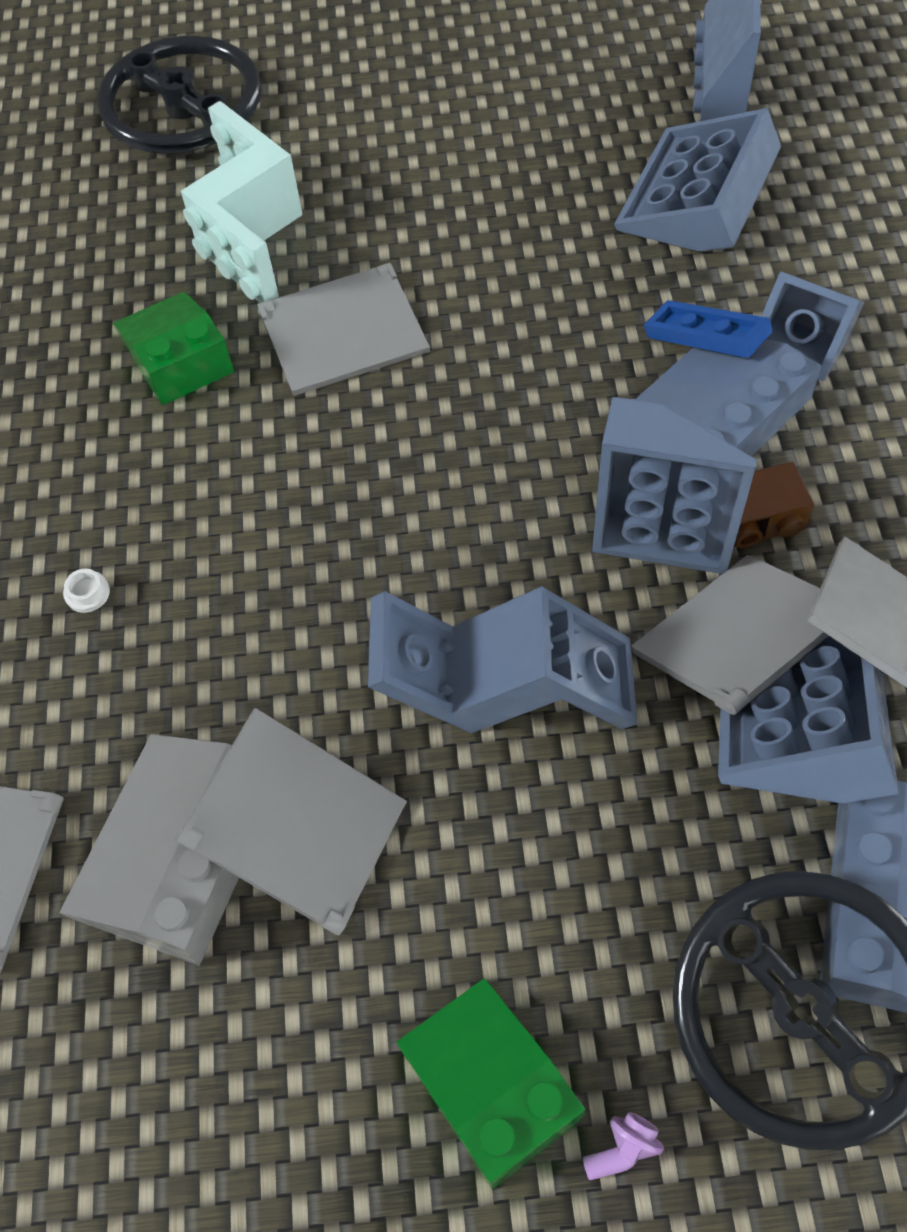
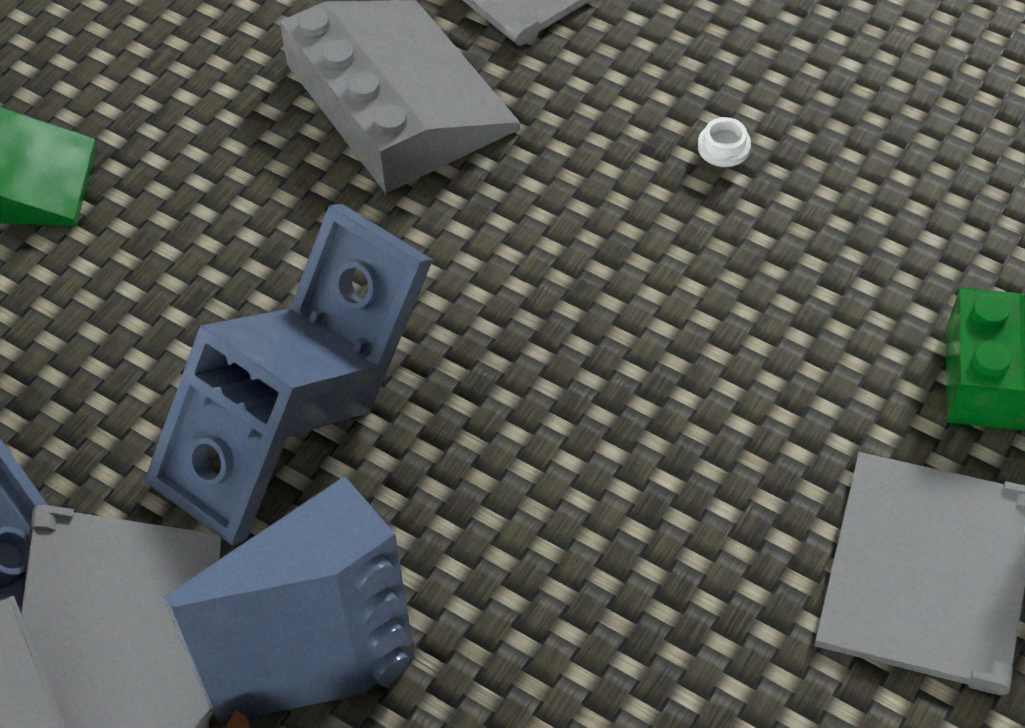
camera: 125 degrees right, 5 degrees down
(293, 821) = (316, 146): light grey piece -> none

